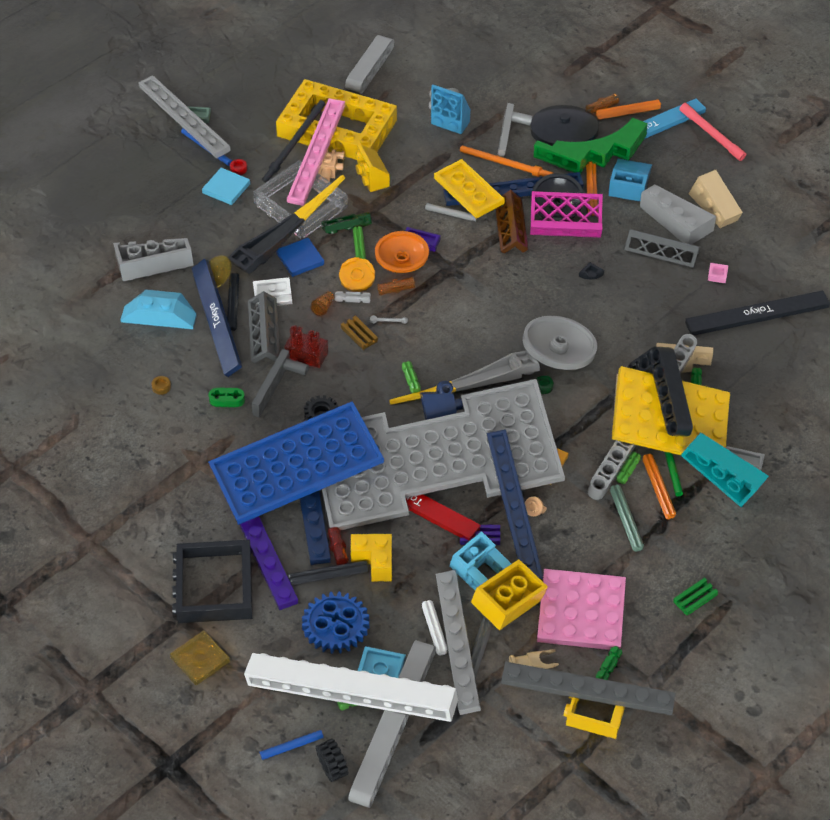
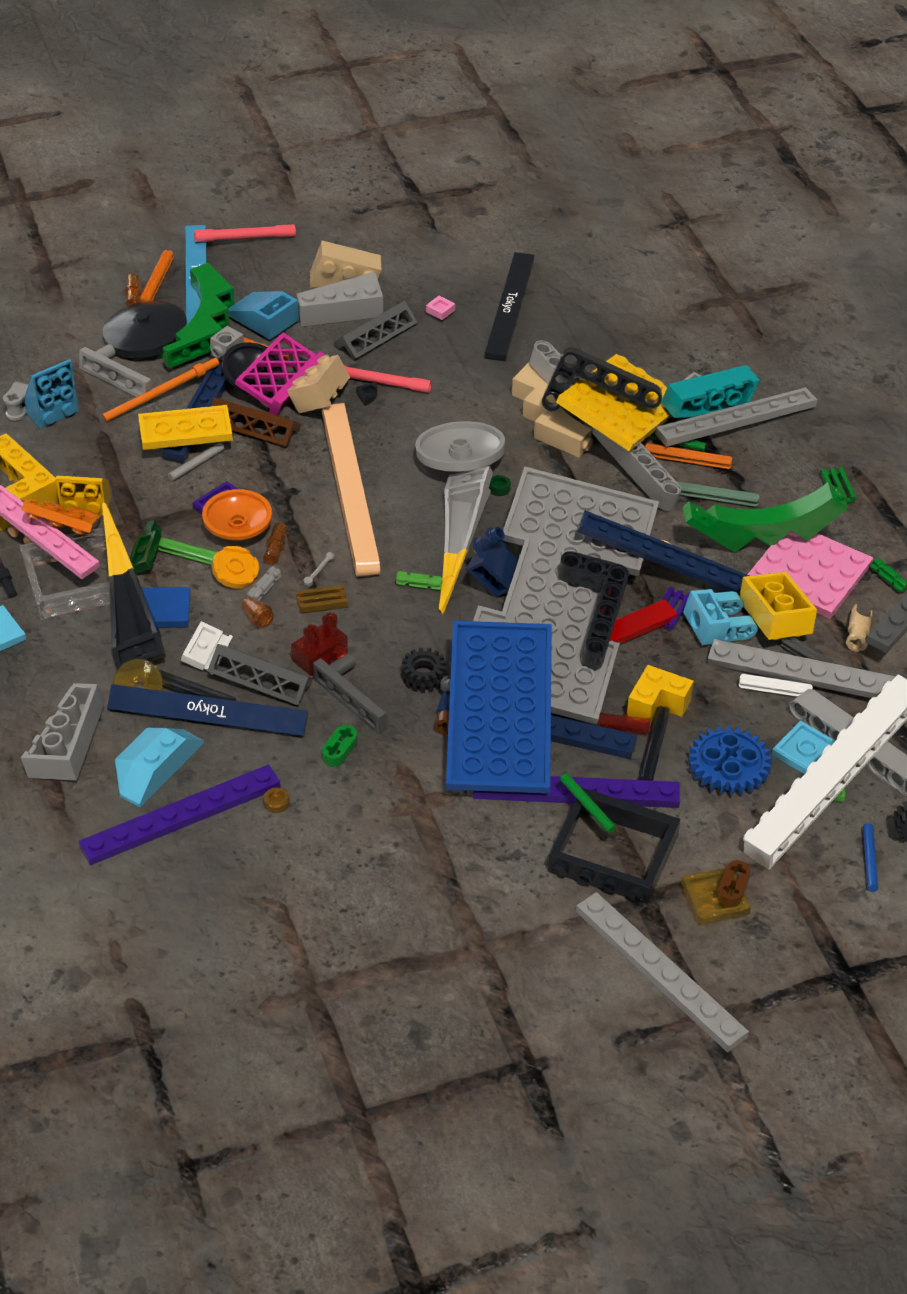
camera: 65 degrees left, 5 degrees down
(117, 651) = (662, 972): none -> light grey plate
(123, 343) = (178, 815): none -> dark purple plate
(208, 661) = (728, 881): none -> reddish brown beam
(233, 547) = (588, 803): none -> green bar
(333, 165) = (75, 517): none -> orange plate
(426, 481) = (606, 578): none -> black beam
(476, 302) = (350, 491): none -> light nougat beam
(569, 237) = (318, 384): none -> tan wedge
(571, 168) = (224, 340): none -> light grey brick
(582, 541) = (737, 527): none -> green arch
(619, 292) = (413, 383): none -> coral piece
(725, 499) = (735, 416): none -> light grey plate

